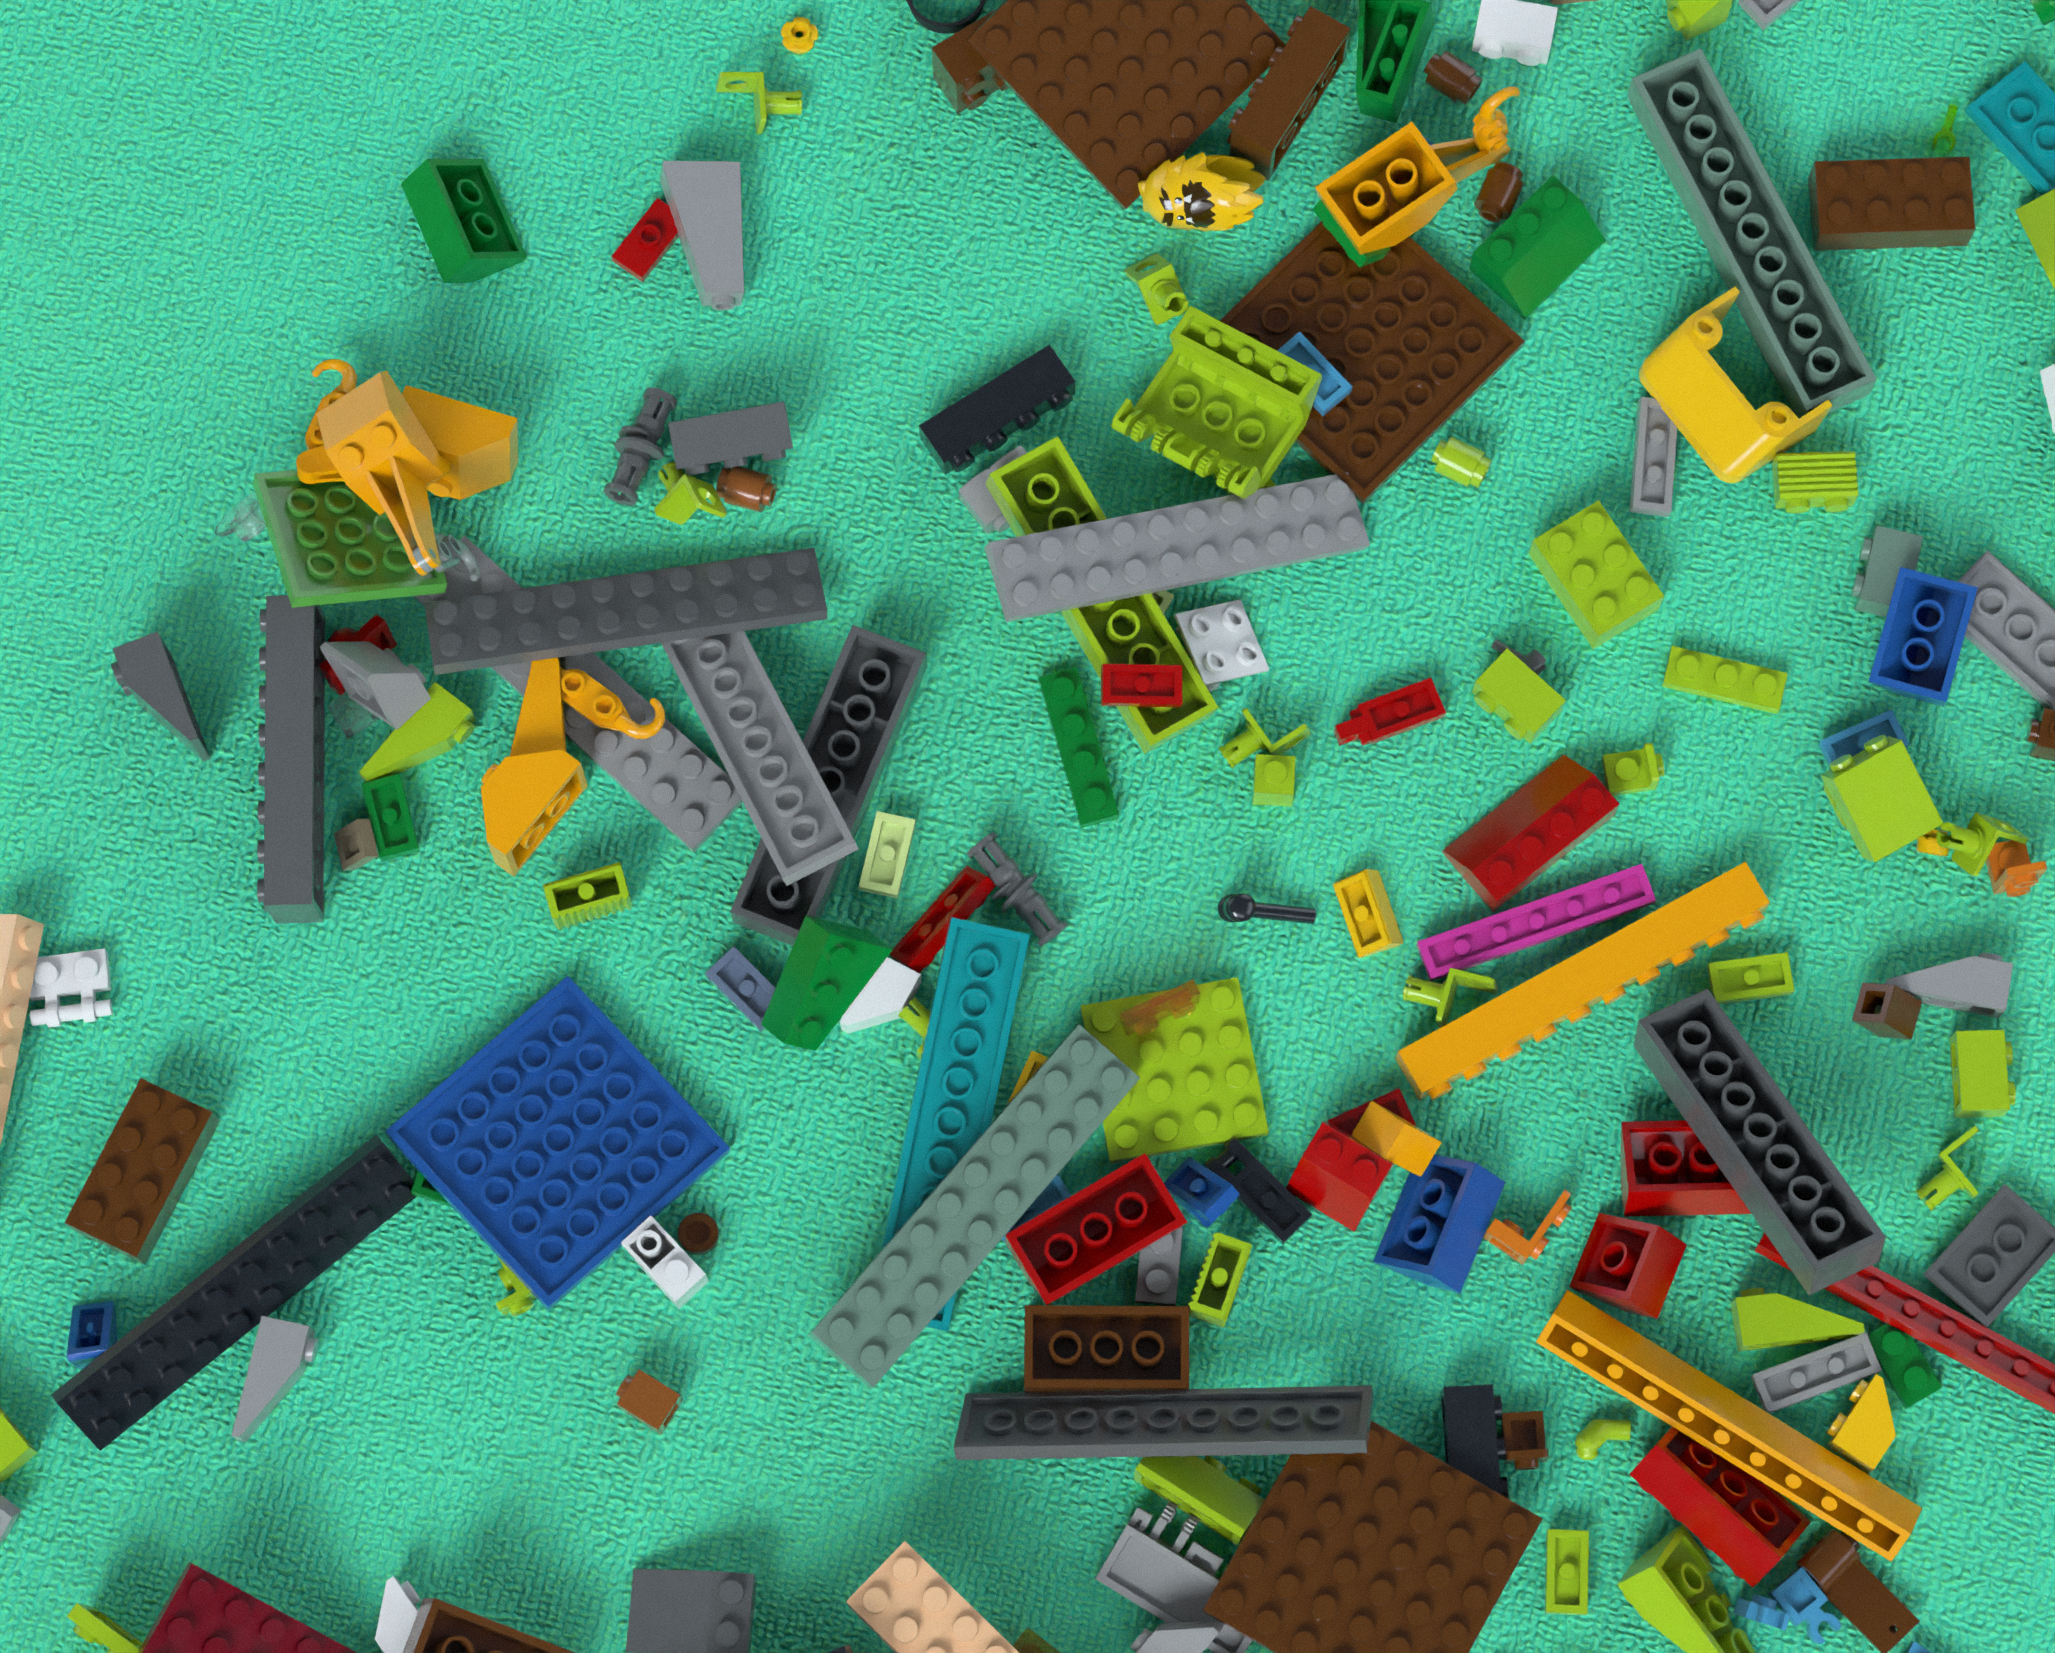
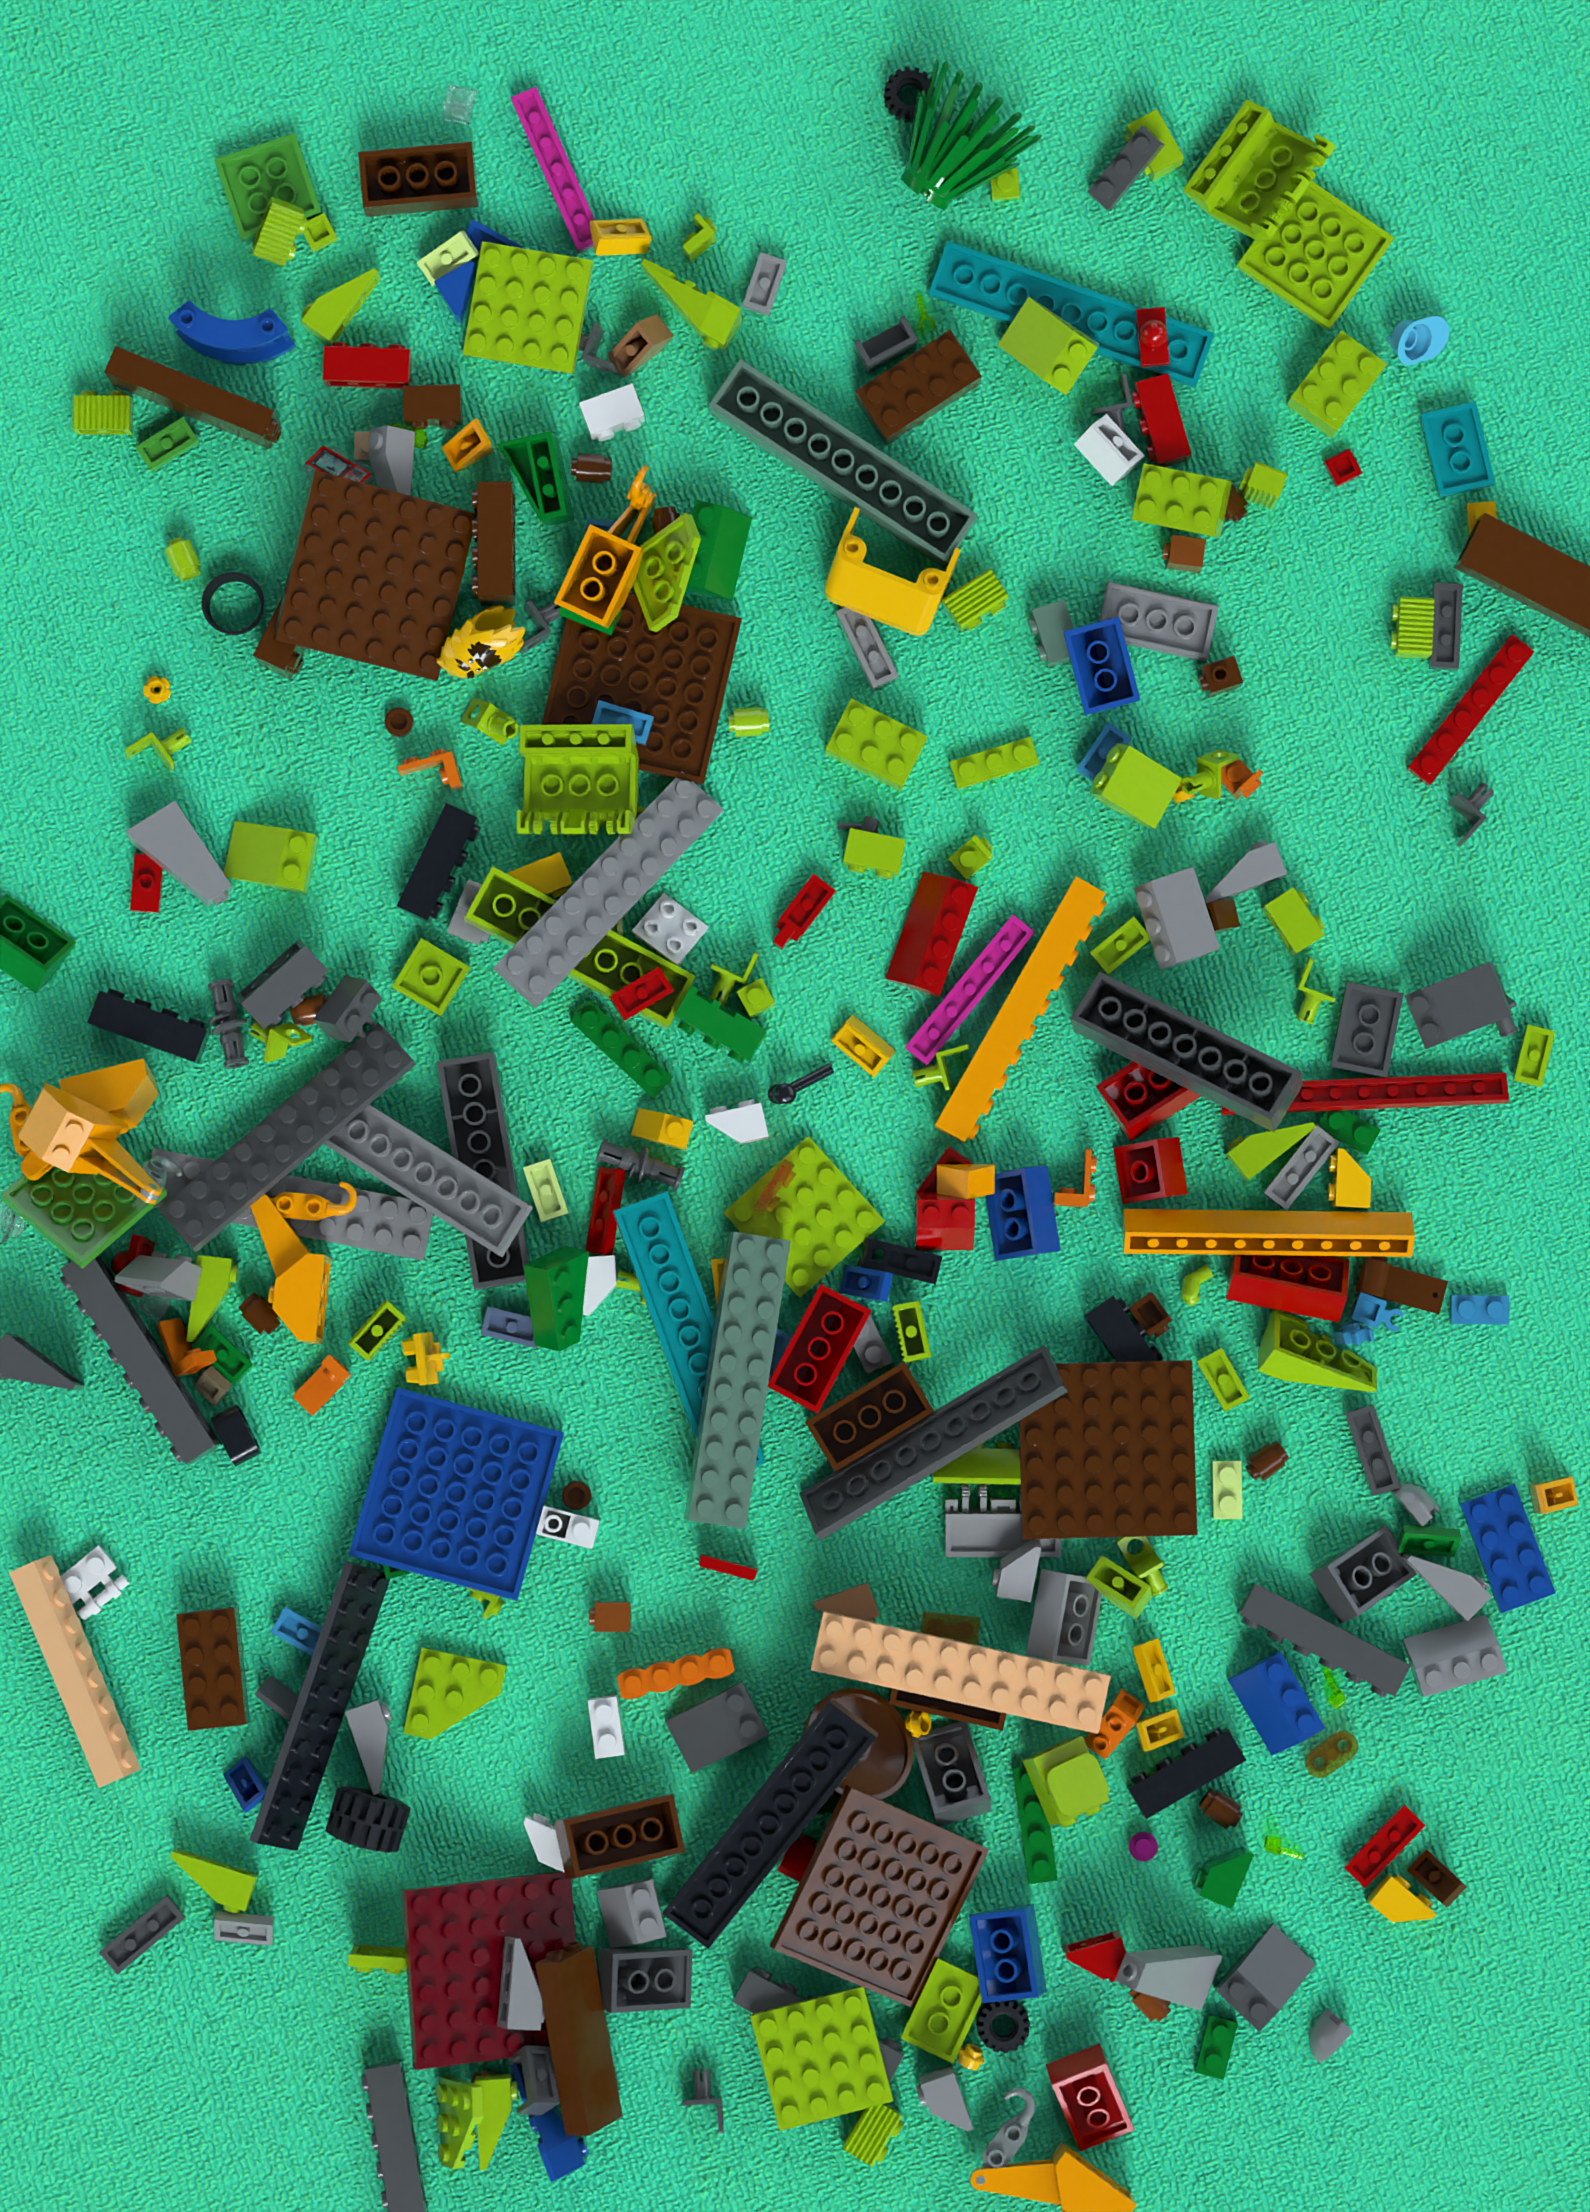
camera: 35 degrees left, 10 degrees up
(194, 1249) = (278, 1697): none -> dark grey slope
(205, 1459) = (367, 1819): none -> black wheel
(267, 1185) = (297, 1630): none -> dark azure plate
(343, 787) = (179, 1350): none -> orange bracket
(346, 918) = (236, 1435): none -> black beam
(401, 1372) = (449, 1690): none -> lime plate
(463, 795) = (259, 1314): none -> reddish brown brick
(484, 921) = (322, 1385): none -> orange bracket
(549, 397) = (148, 1026): none -> black brick
(559, 1528) = (606, 1726): none -> white brick
(624, 965) = (428, 1359): none -> yellow hips
(672, 1513) = (667, 1674): none -> orange brick
(788, 509) = (348, 1009): none -> dark grey brick
(812, 292) = (271, 856): none -> lime slope
(824, 1428) = (728, 1567): none -> red tile
(908, 533) = (431, 977): none -> lime plate
(951, 1560) = (852, 1602): none -> medium nougat slope
(1052, 230) = (399, 722): none -> reddish brown tile
(1069, 293) = (448, 773): none -> orange bracket
(1071, 866) = (662, 1128): none -> yellow slope
(1115, 491) = (545, 875): none -> yellow slope
(1166, 915) = (740, 1124): none -> white slope
(1210, 784) = (719, 1026): none -> green wedge
(1288, 209) = (540, 619): none -> dark grey bracket
(1468, 231) = (666, 571): none -> lime plate
(1838, 983) = (1176, 918): none -> light grey slope
(1880, 138) = (886, 346): none -> dark grey panel

